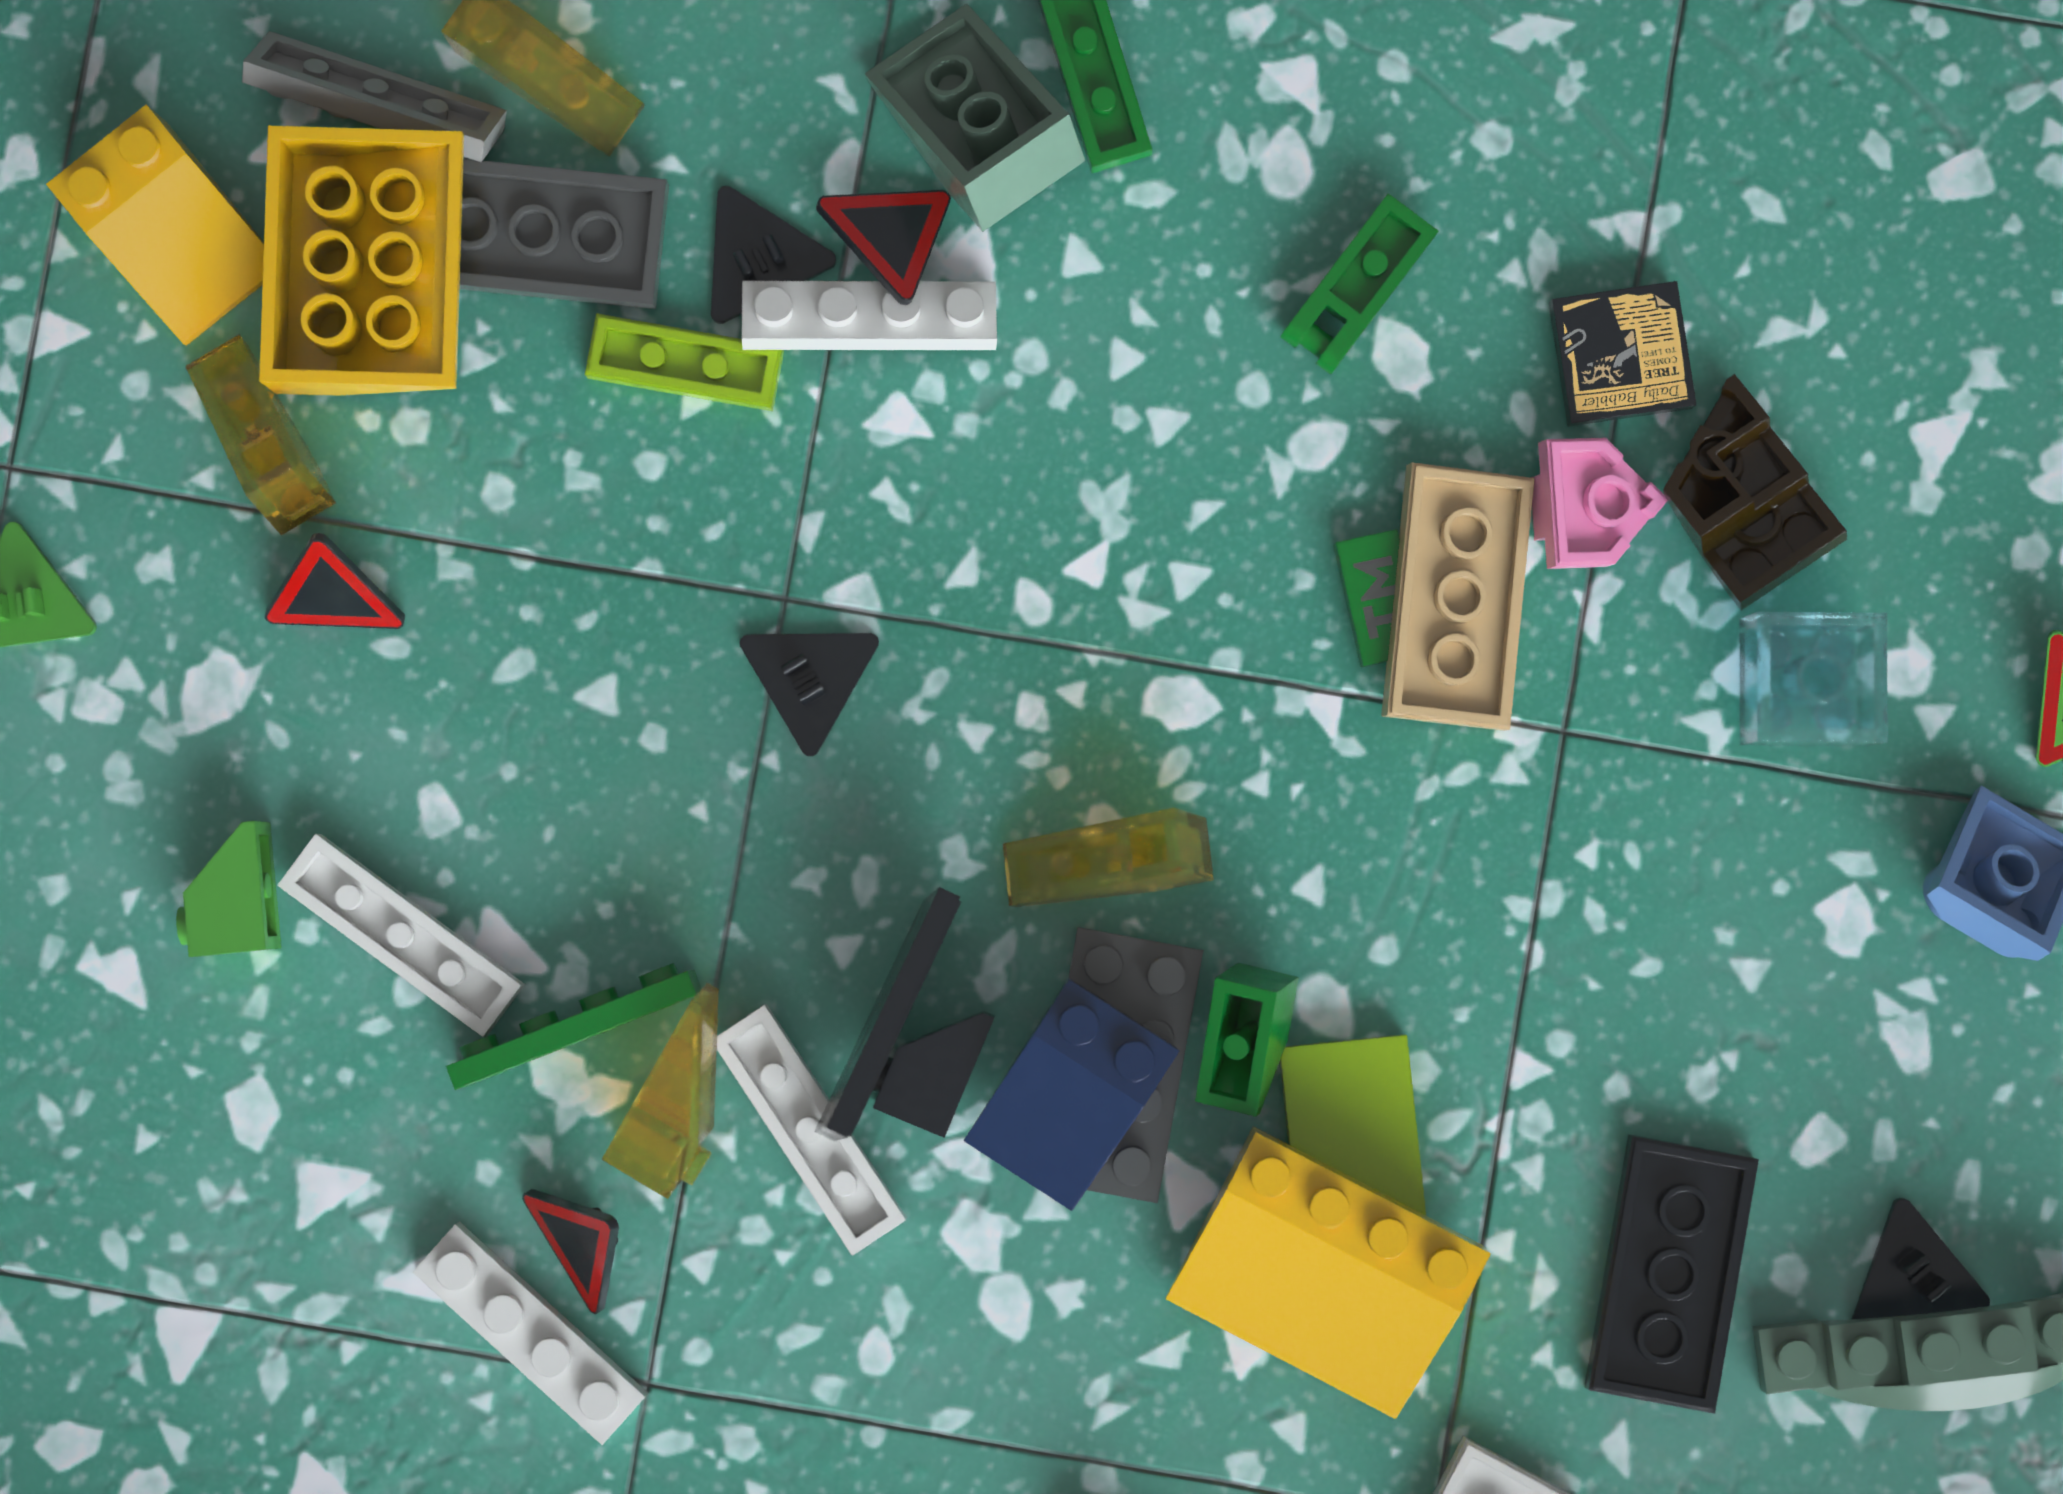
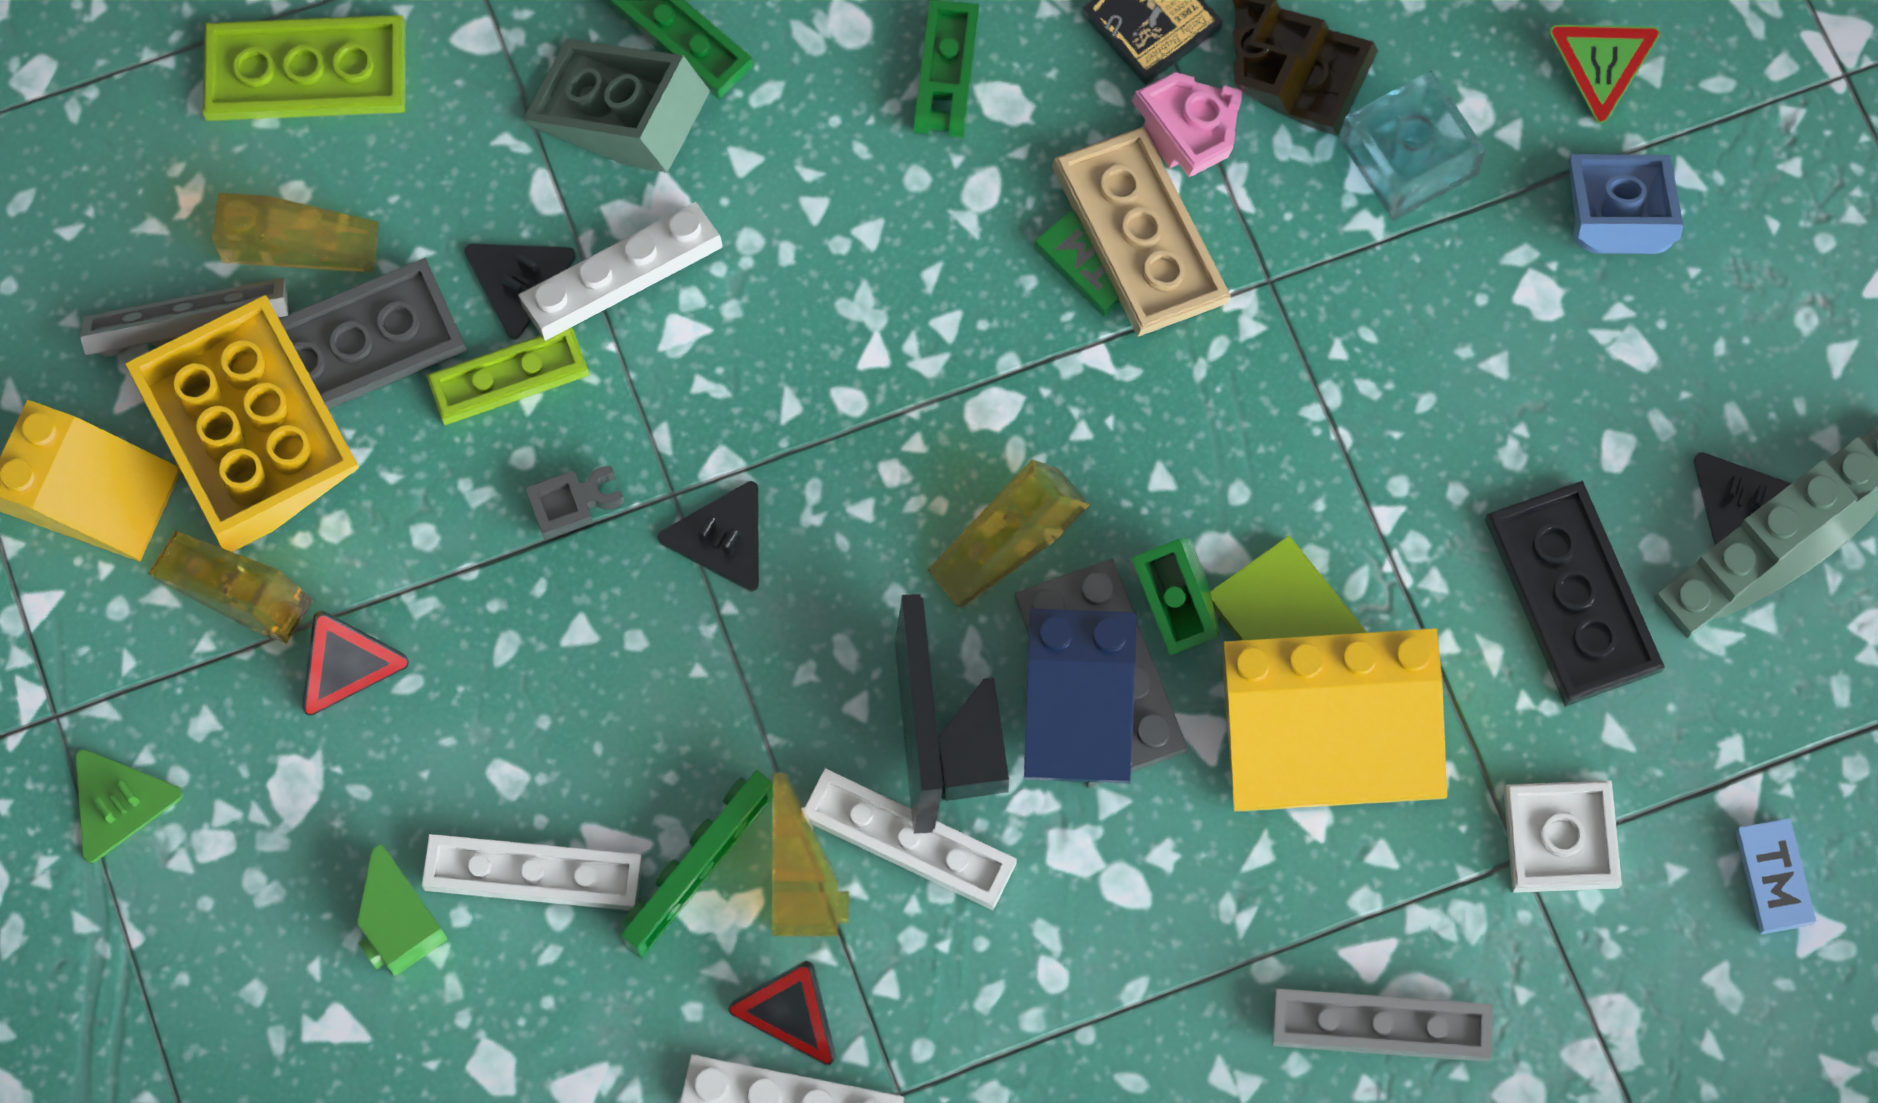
camera: 30 degrees left, 15 degrees down
(660, 547) = (565, 504): none -> dark grey plate
(889, 233) = (602, 208): piece -> none

